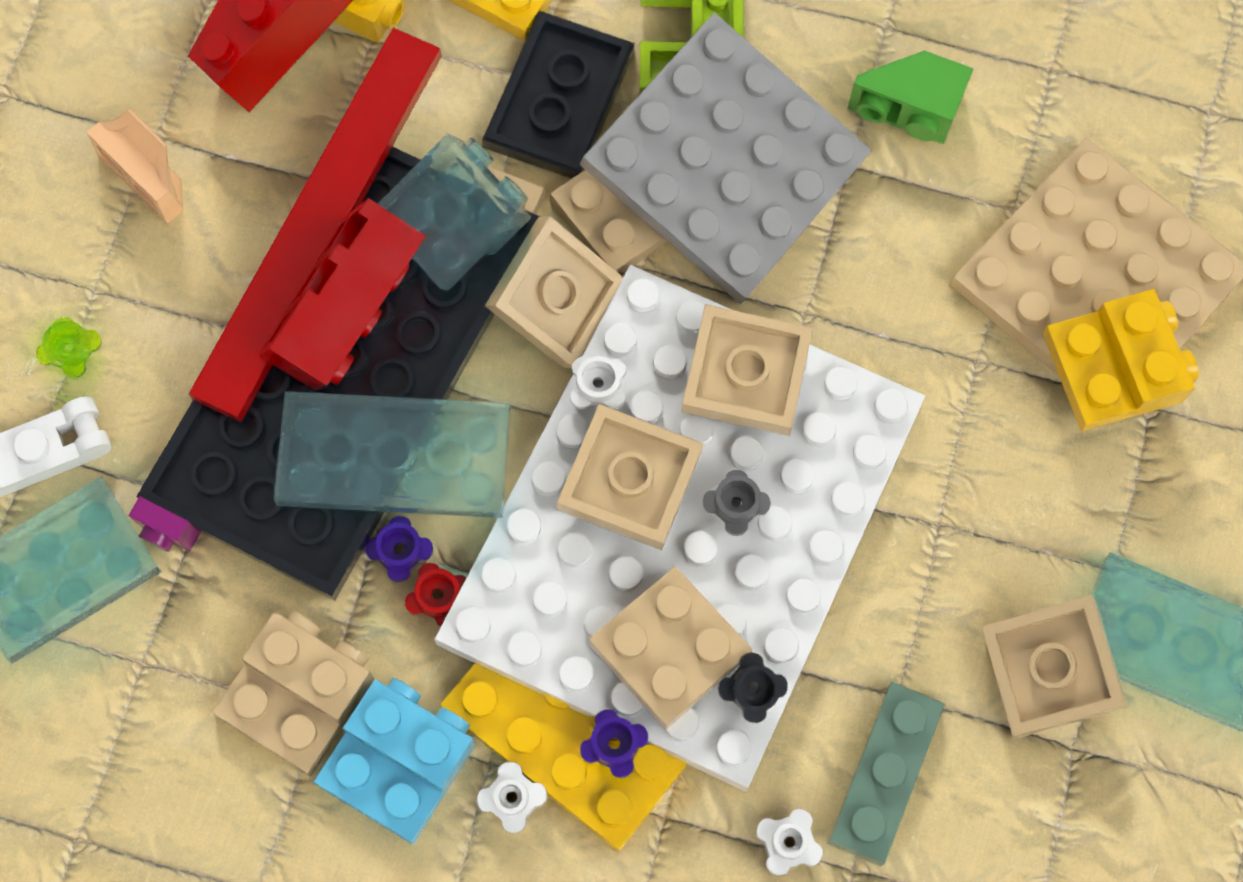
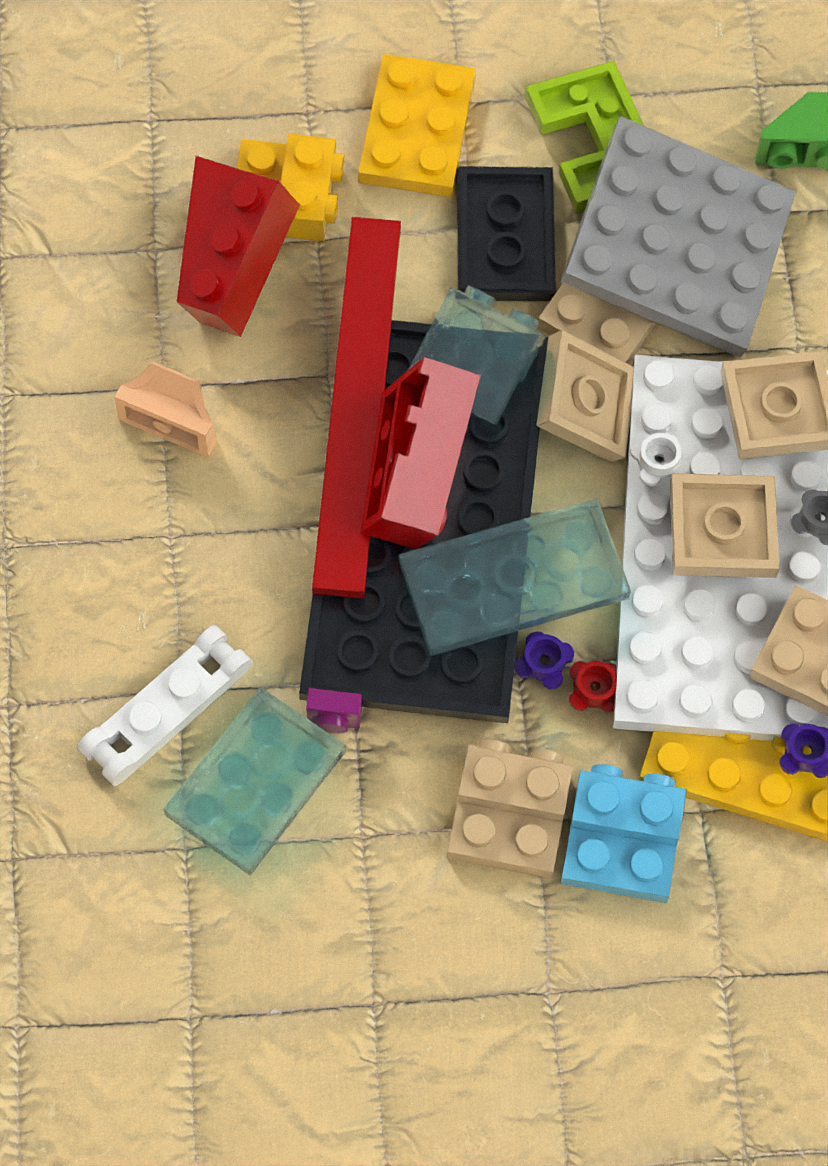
camera: 20 degrees left, 5 degrees down
(65, 332) = (171, 576): clear neon green plate -> none
(495, 797) = (743, 843): white plate -> none

